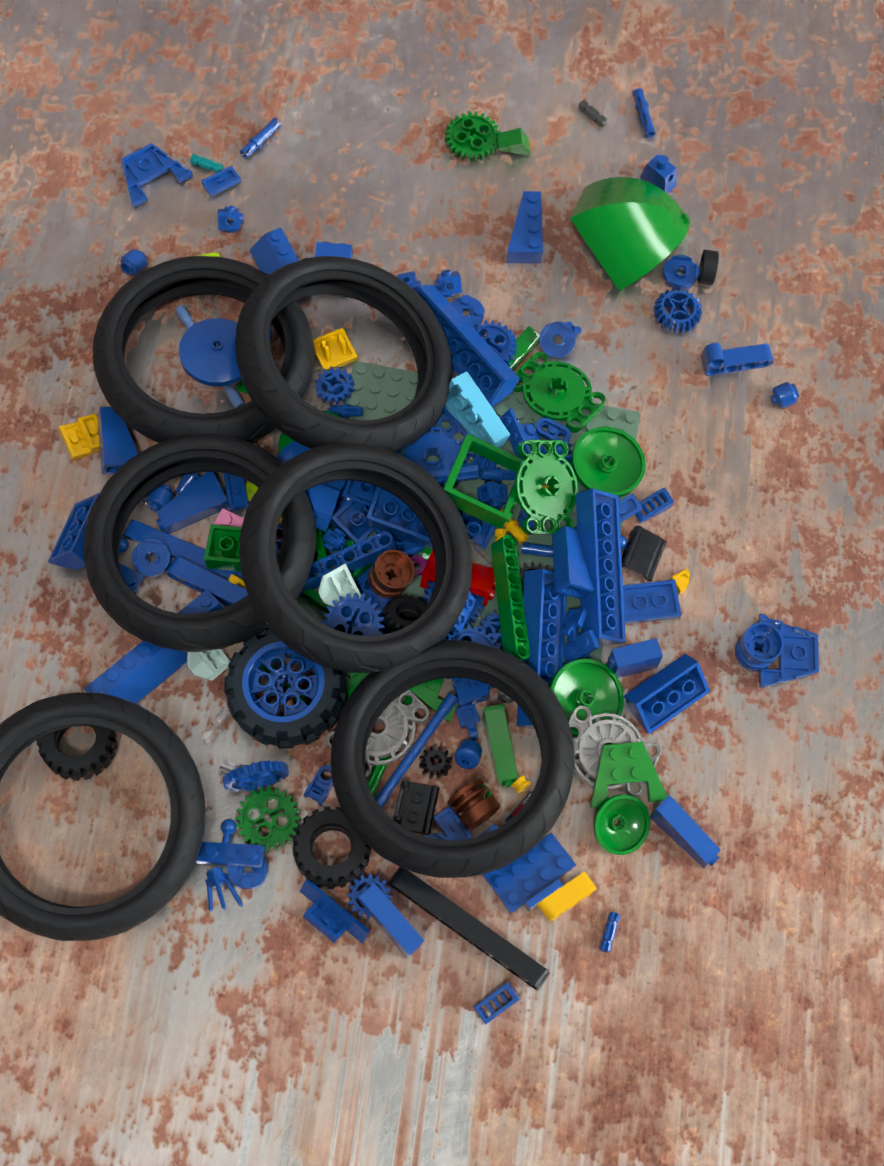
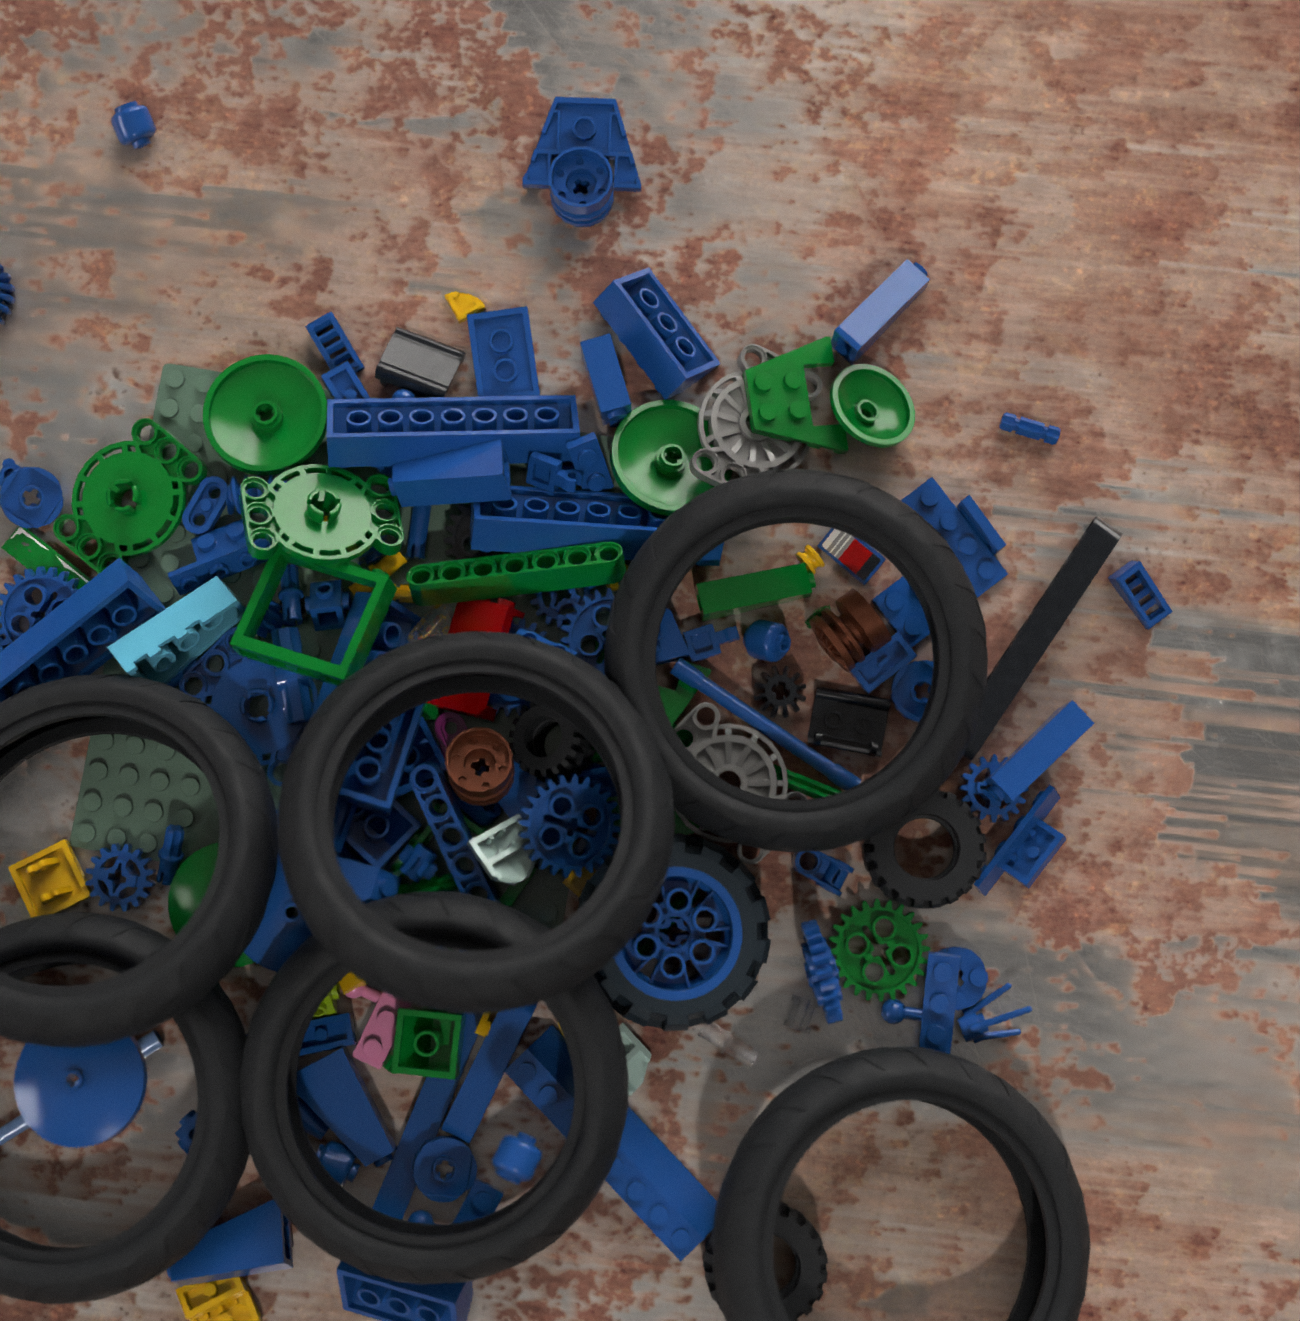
camera: 85 degrees left, 15 degrees up
(153, 577) = (517, 1158): none -> blue head
(567, 896) = (975, 479): yellow beam -> none
(737, 359) = (69, 228): blue beam -> none

